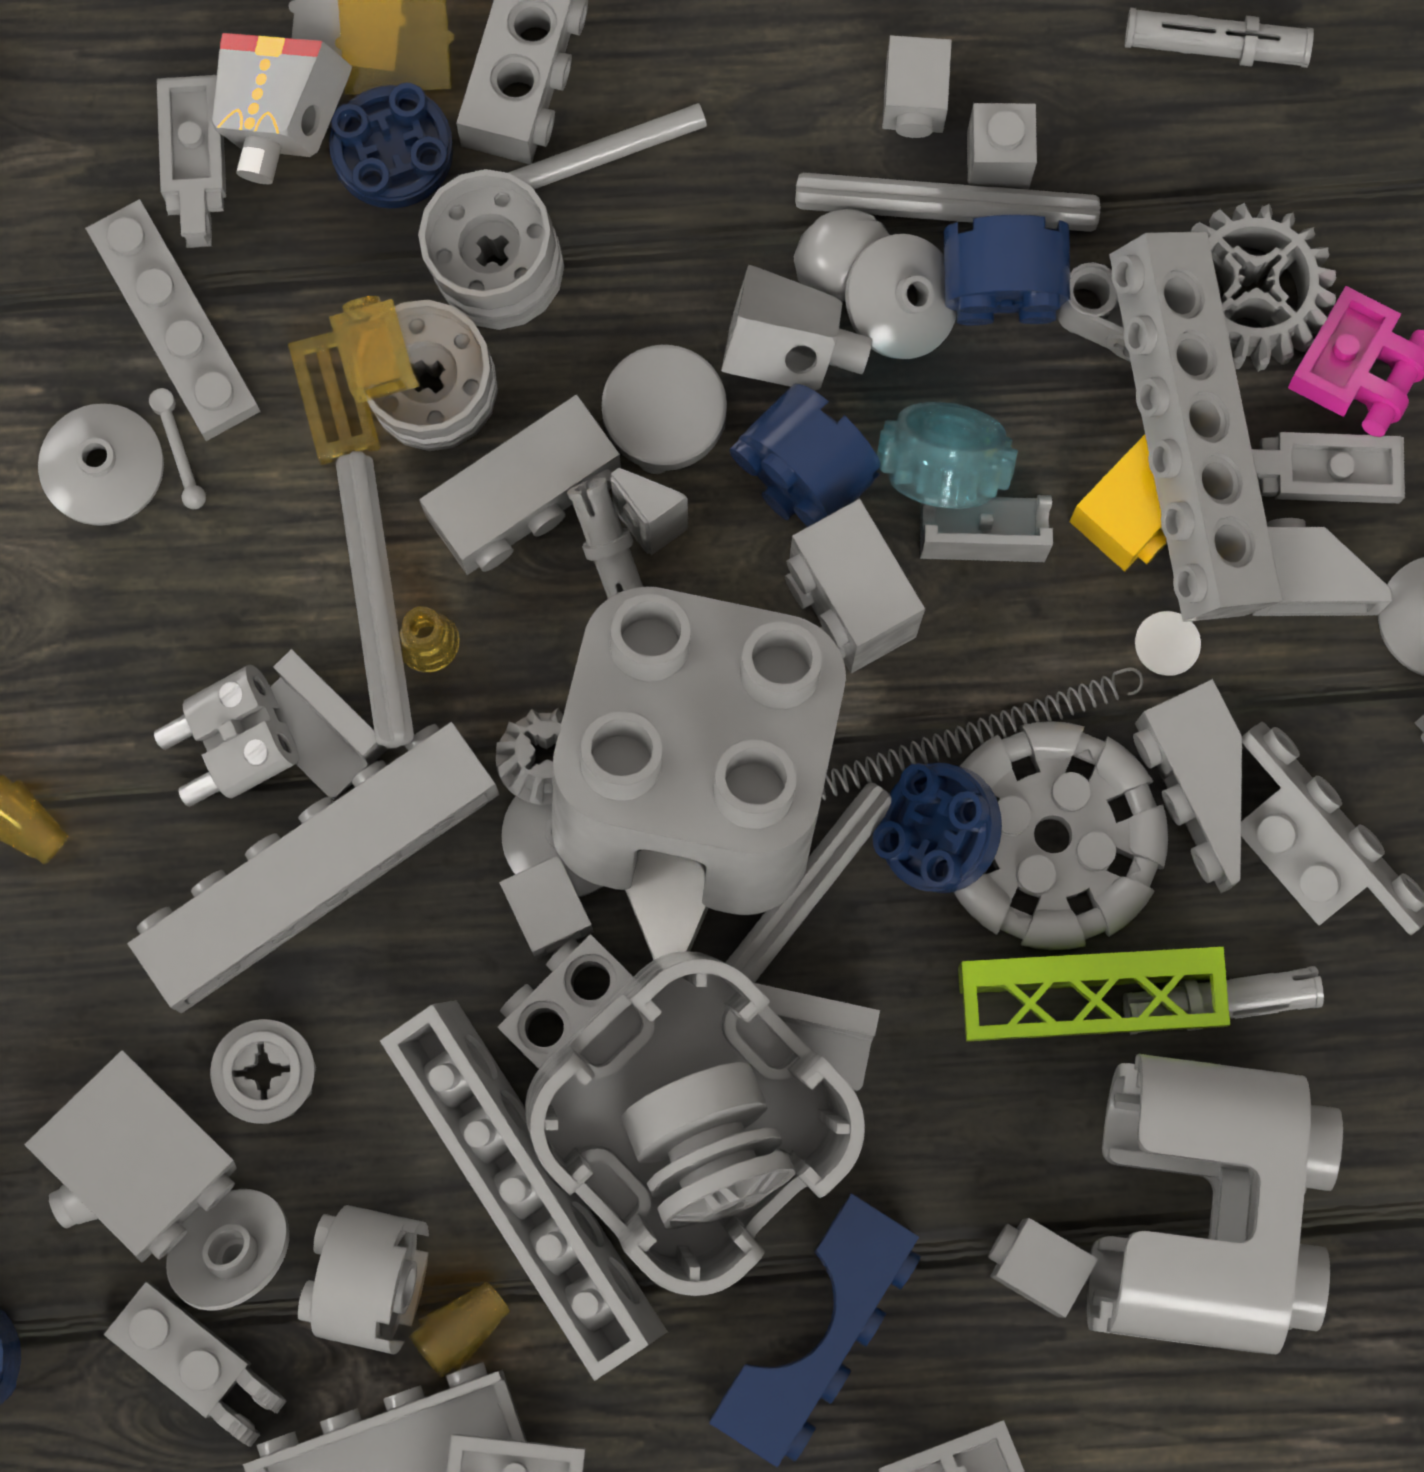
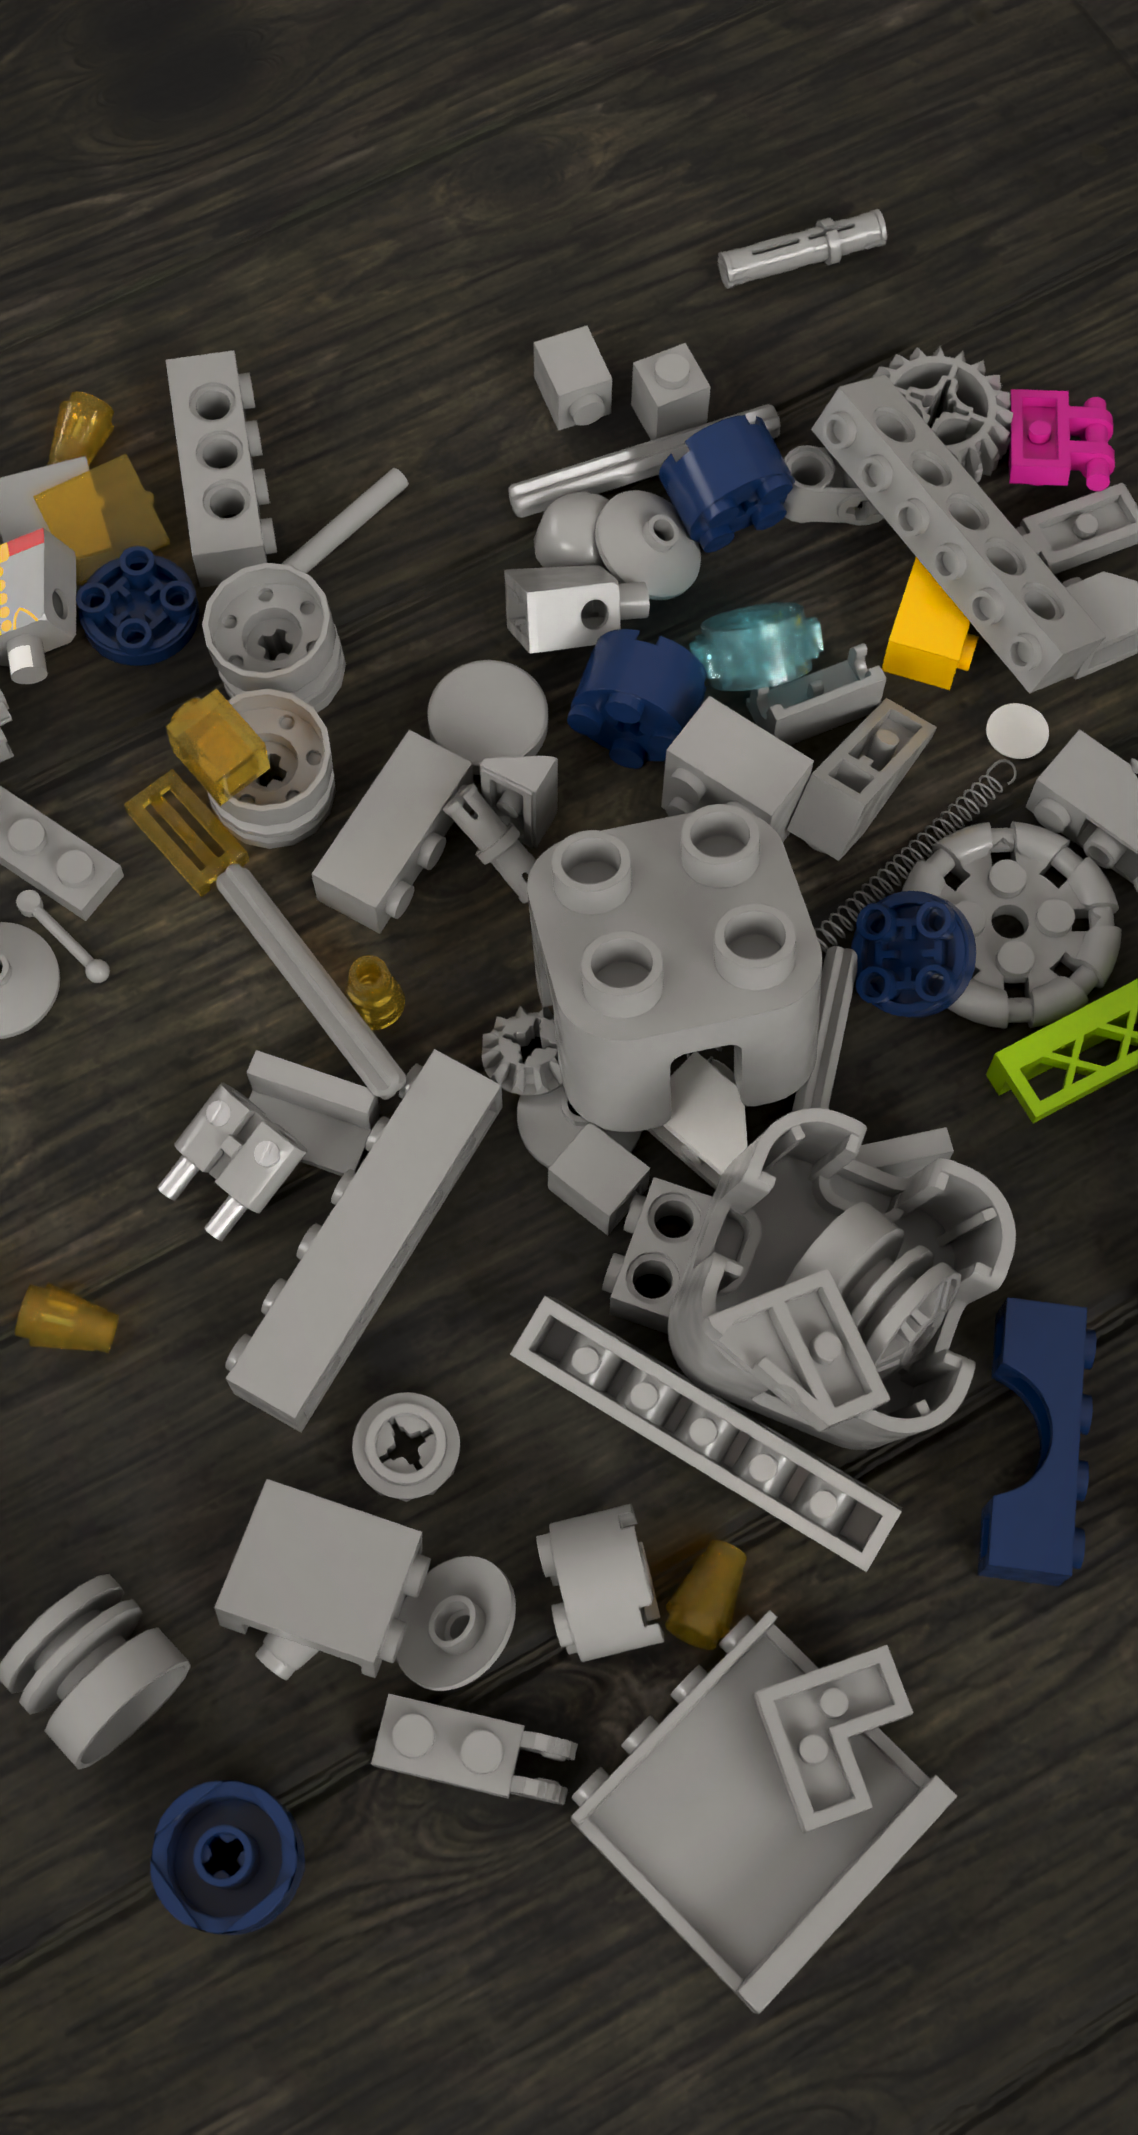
camera: 25 degrees left, 10 degrees down
(607, 1178) = (803, 1350): none -> light grey wing
(986, 627) = (859, 778): none -> light grey slope

